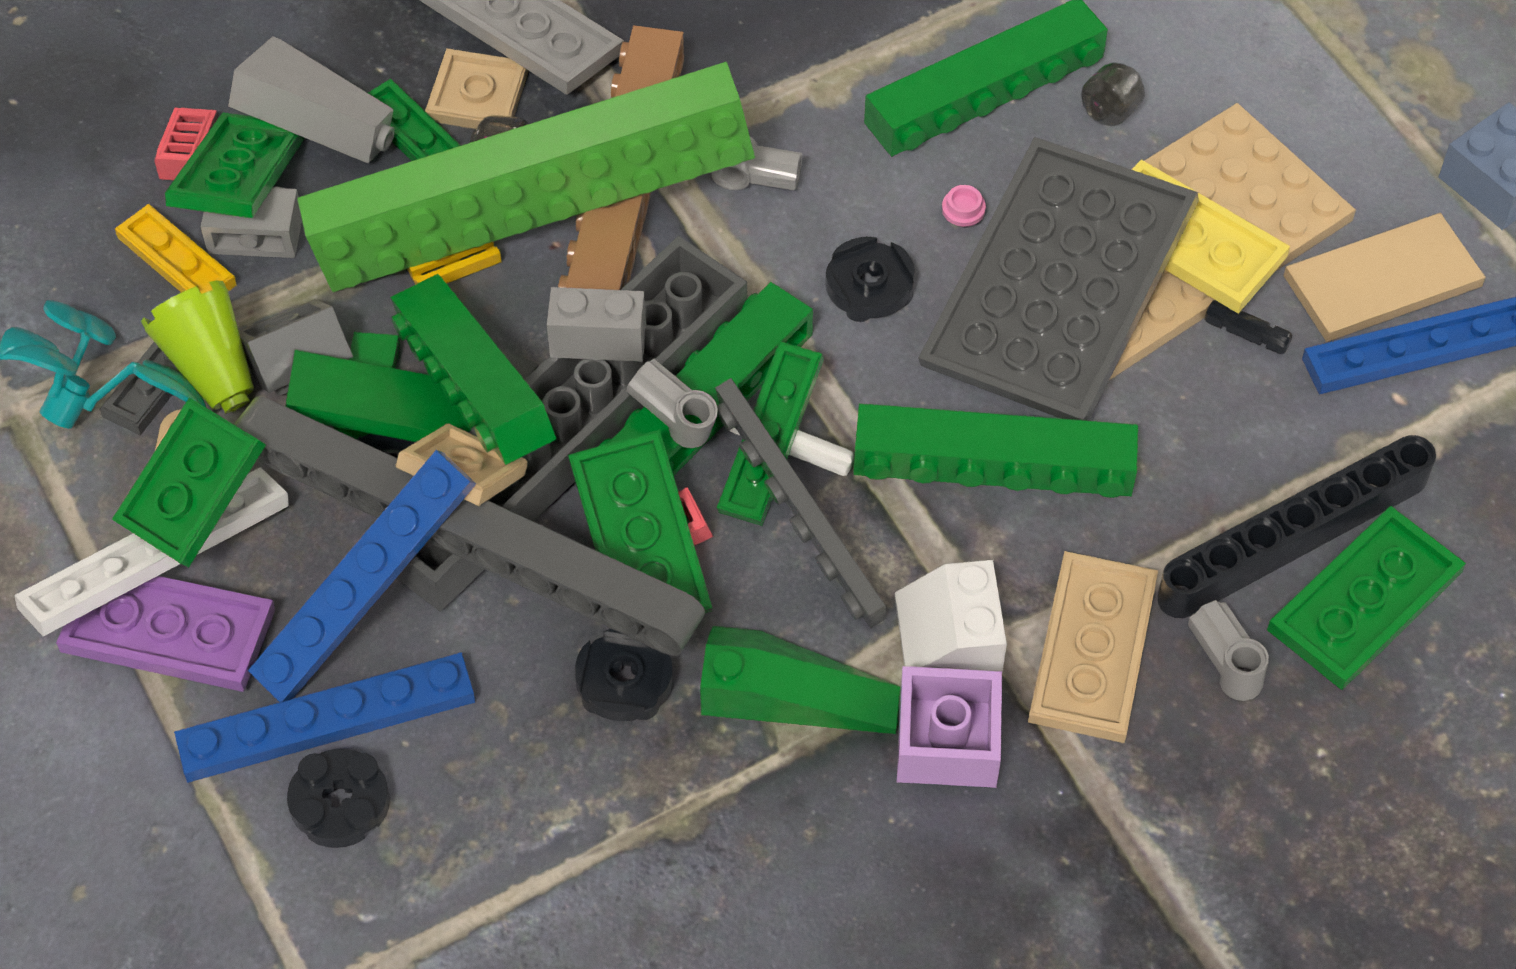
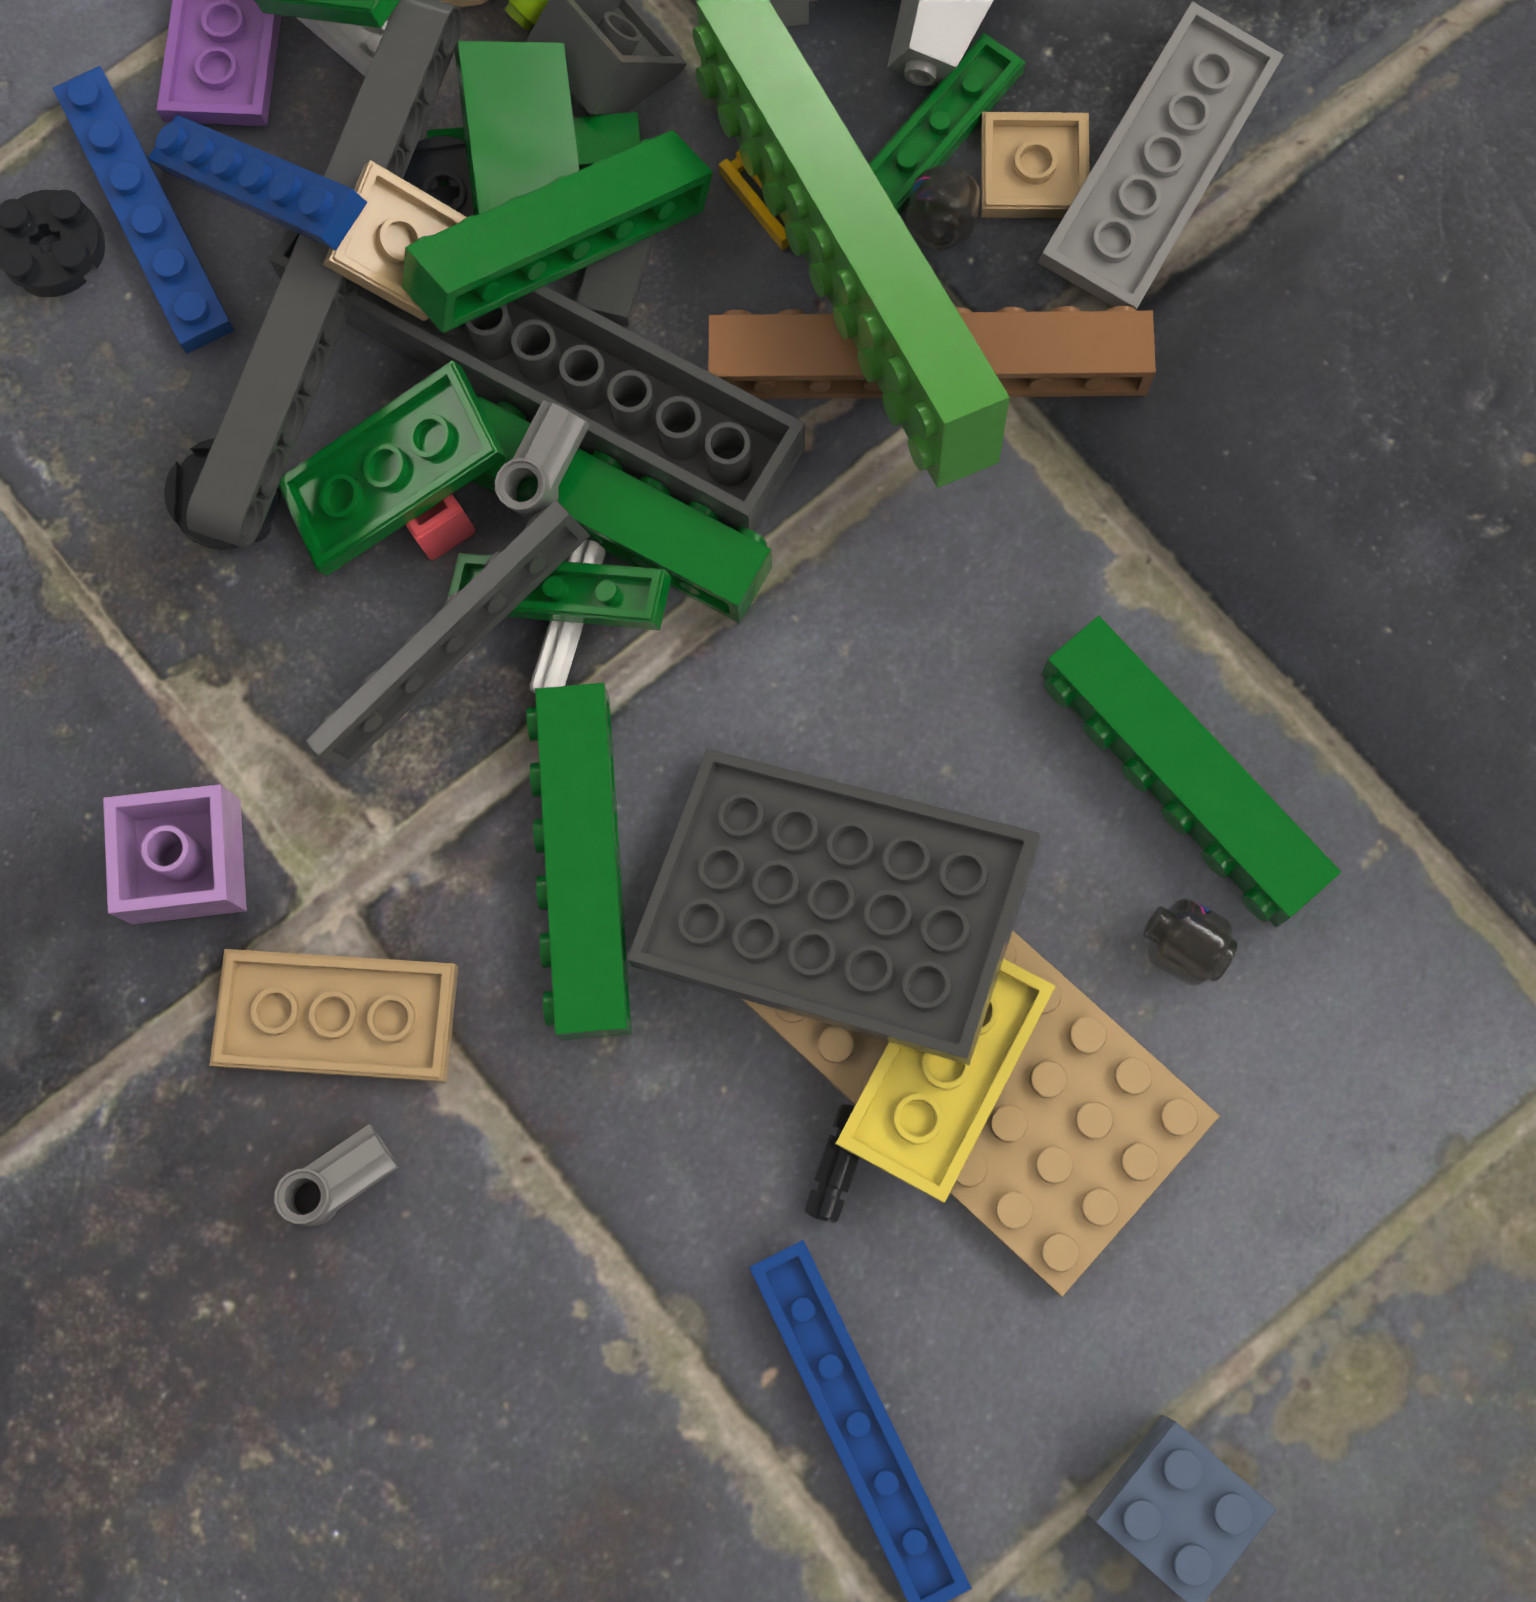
camera: 85 degrees right, 20 degrees up
(596, 324) = (624, 346): light grey brick -> none
(768, 168) = (977, 516): light grey piece -> none
(776, 681) = (237, 660): green wedge -> none
(865, 299) = (832, 642): black plate -> none
(953, 619) = (330, 845): white slope -> none
(963, 206) = (965, 774): bright pink plate -> none
(1285, 542) = (498, 1238): black beam -> none
(1366, 597) = (438, 1348): green plate -> none
(1383, 277) = (962, 1346): tan tile -> none

